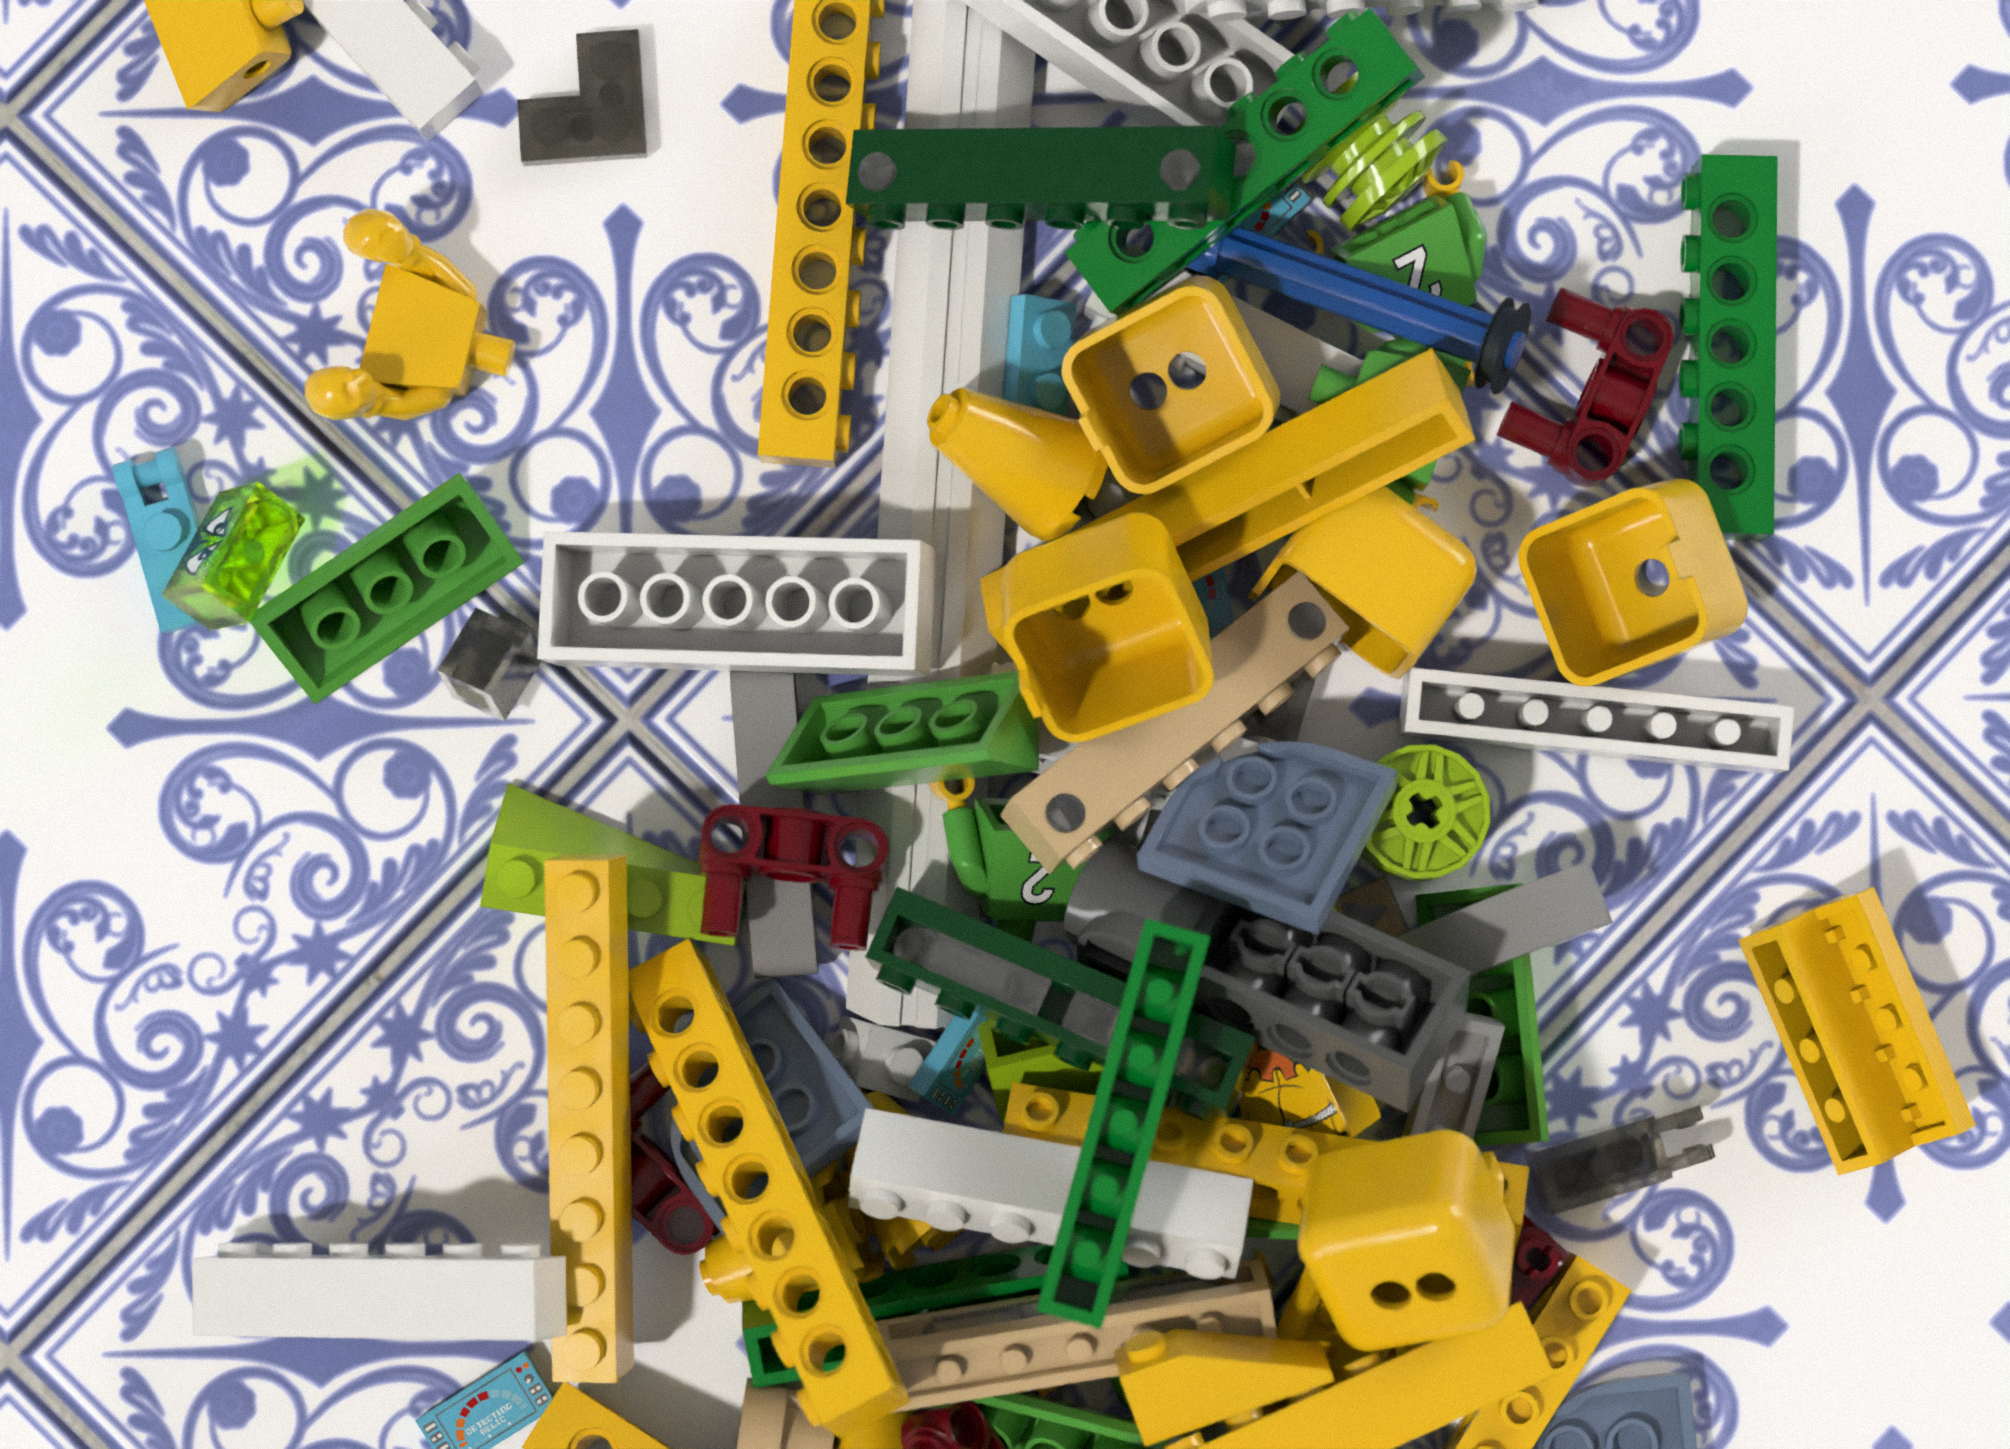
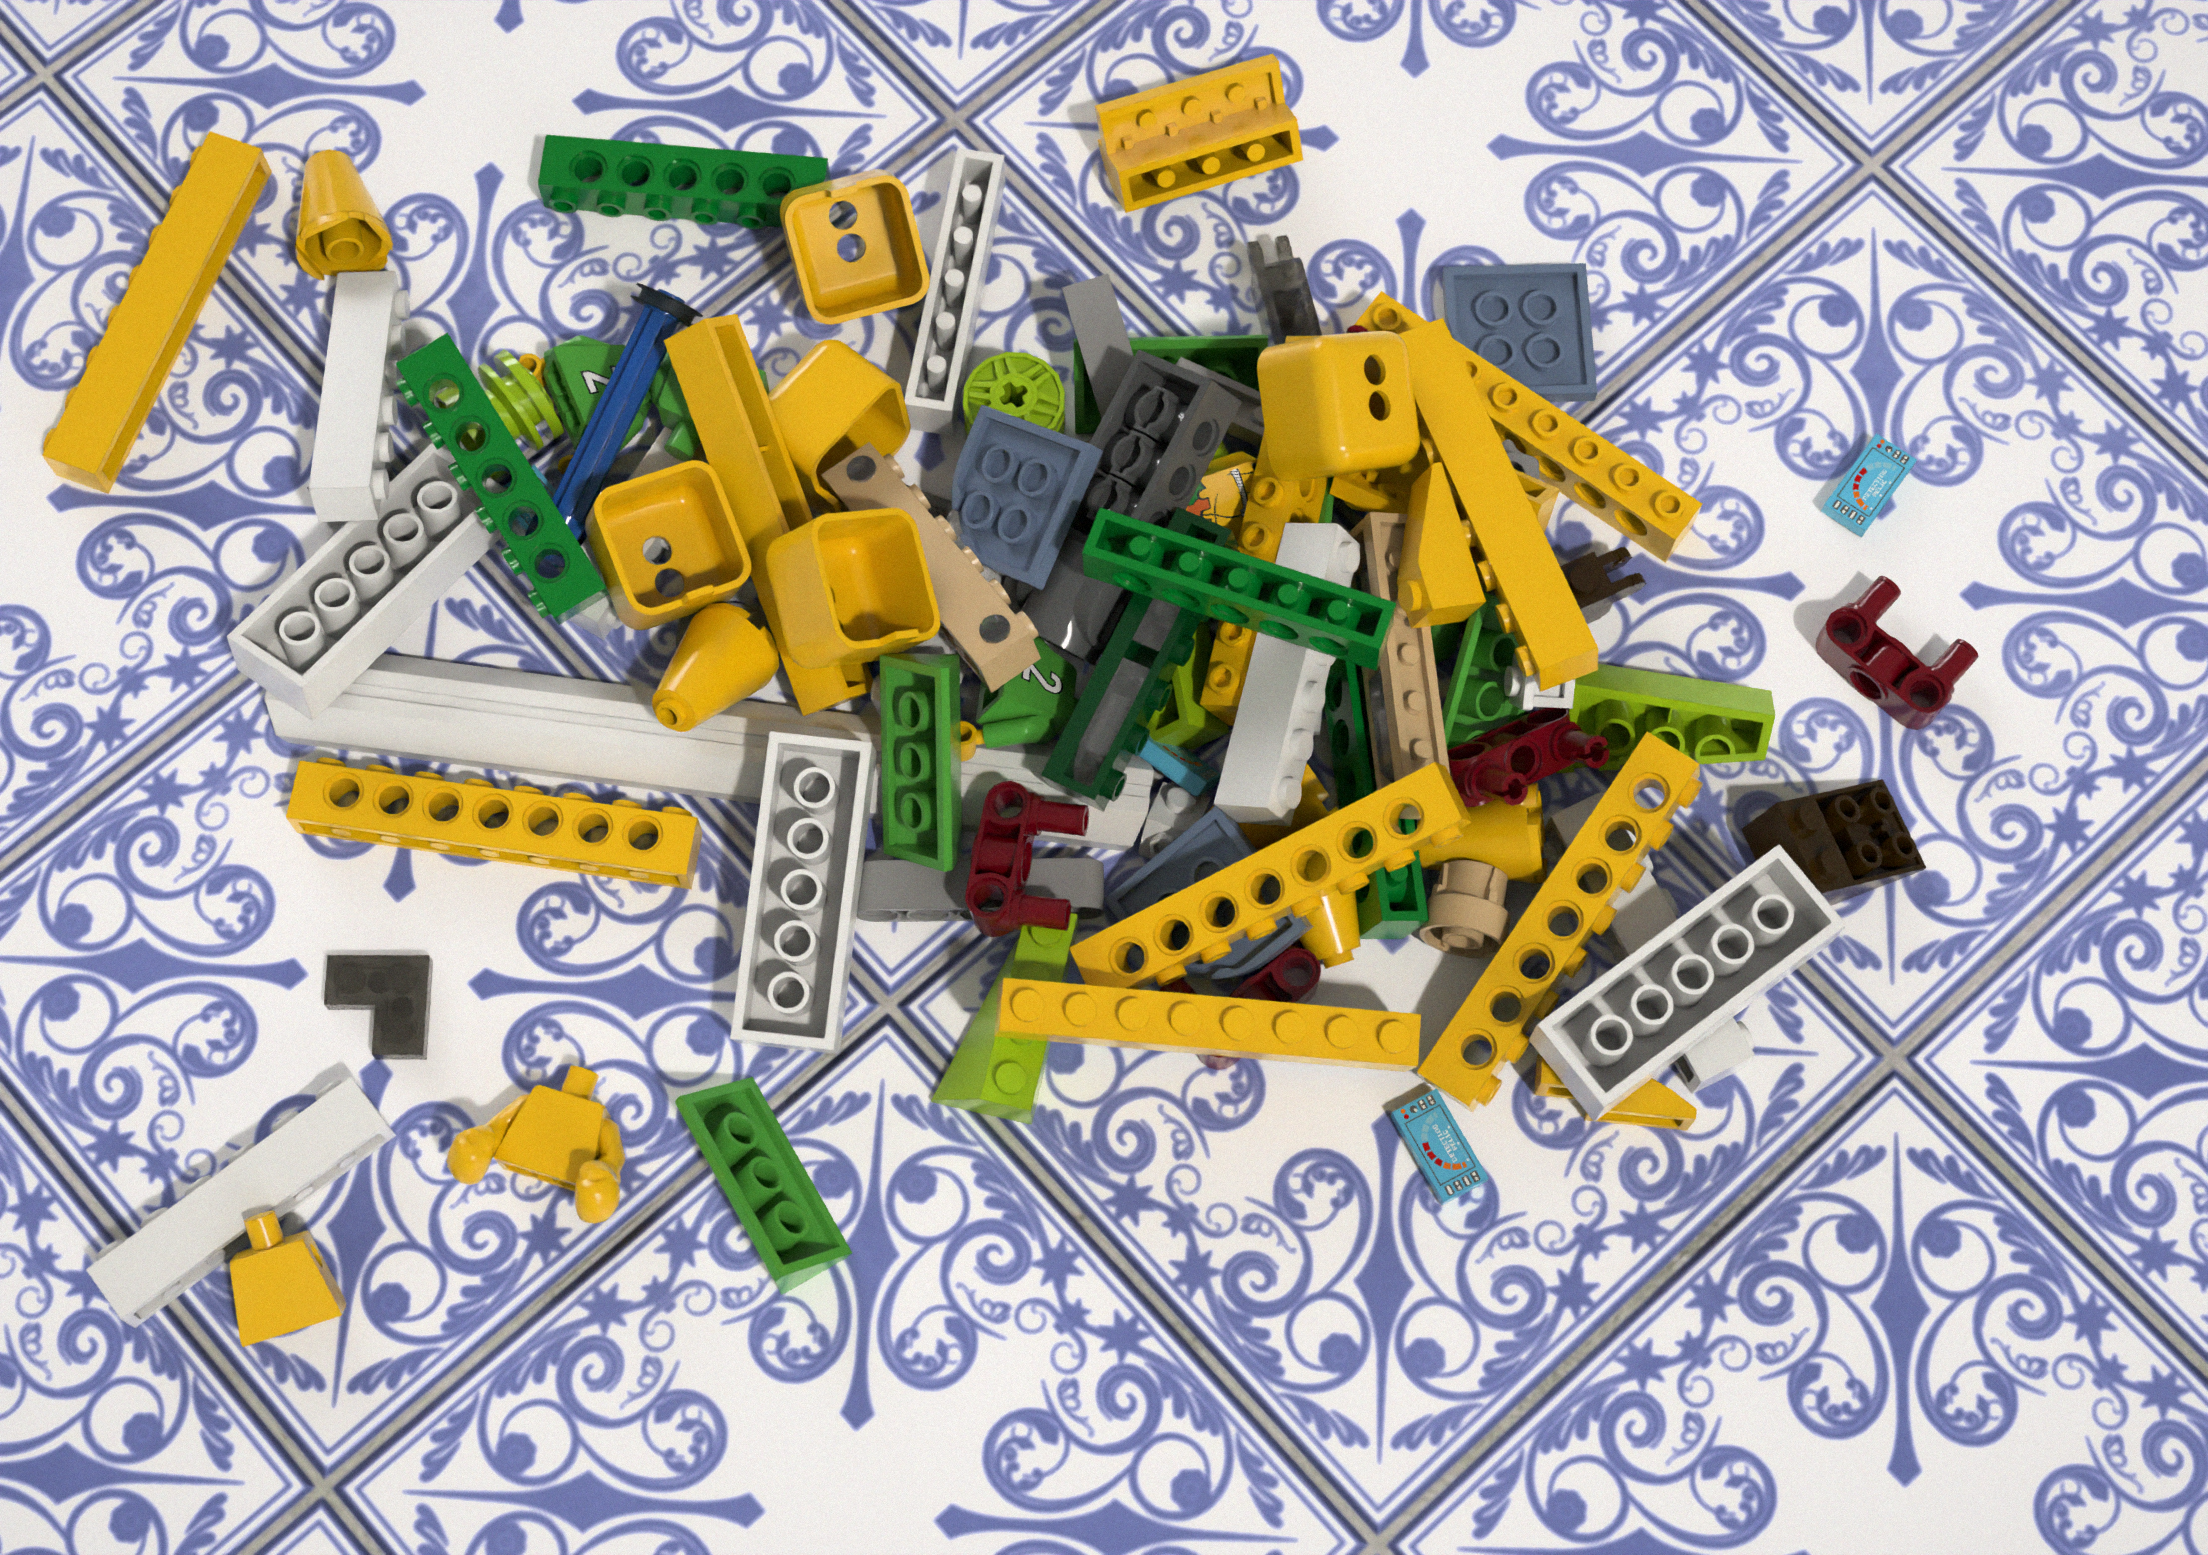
camera: 85 degrees left, 15 degrees down
(159, 529) = (704, 1364): medium azure plate -> none
(233, 556) = (723, 1295): clear neon green brick -> none
(380, 1295) = (1341, 1205): white brick -> none
(490, 662) = (832, 1097): clear smoke brick -> none
(1036, 345) = (625, 666): medium azure plate -> none
(1042, 176) = (492, 628): dark green piece -> none
(1614, 393) = (708, 263): dark red piece -> none

